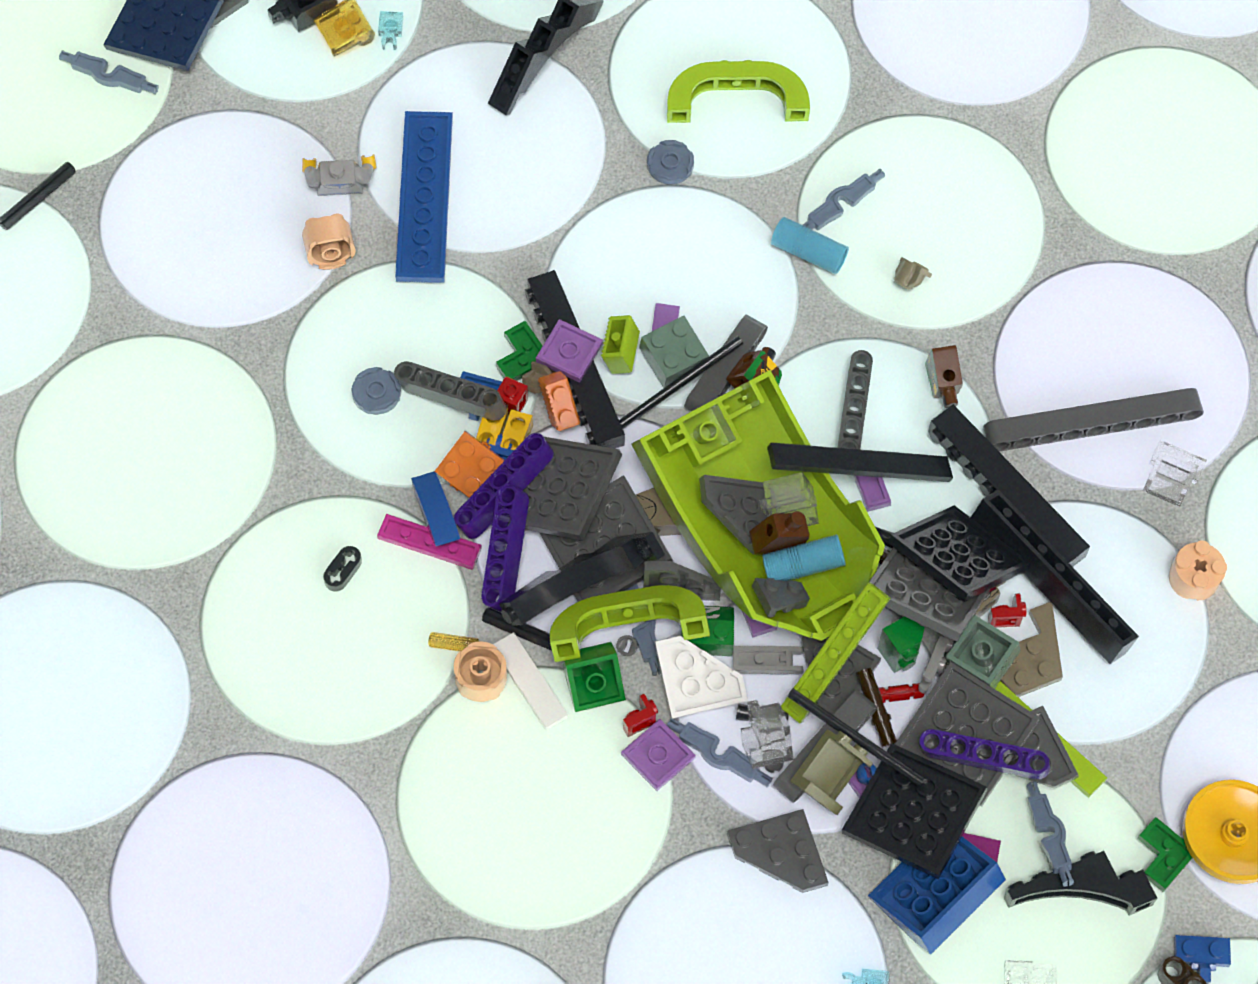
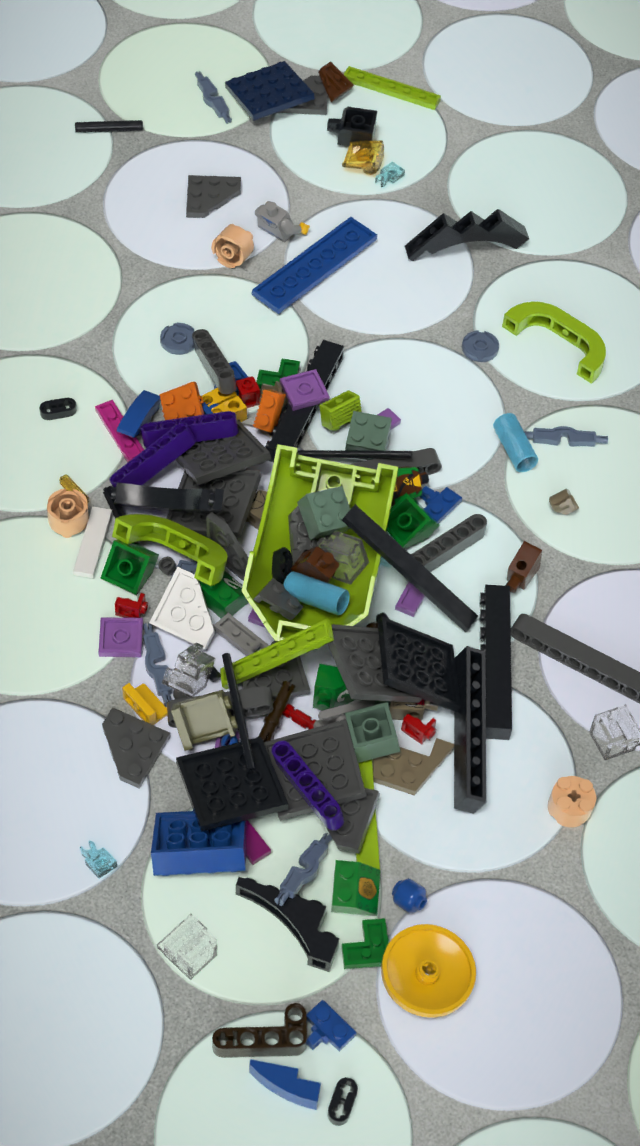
camera: 40 degrees right, 10 degrees down
(229, 195) = (209, 192): none -> dark grey plate
(737, 471) = (324, 512): none -> sand green brick
(744, 557) = (281, 564): none -> black beam
(750, 800) = (144, 703): none -> yellow panel
(802, 368) = (438, 503): none -> blue hinge
(808, 408) = (410, 522): none -> green slope
(1105, 814) = (355, 888): none -> green slope
(1154, 778) = (409, 895): none -> blue head

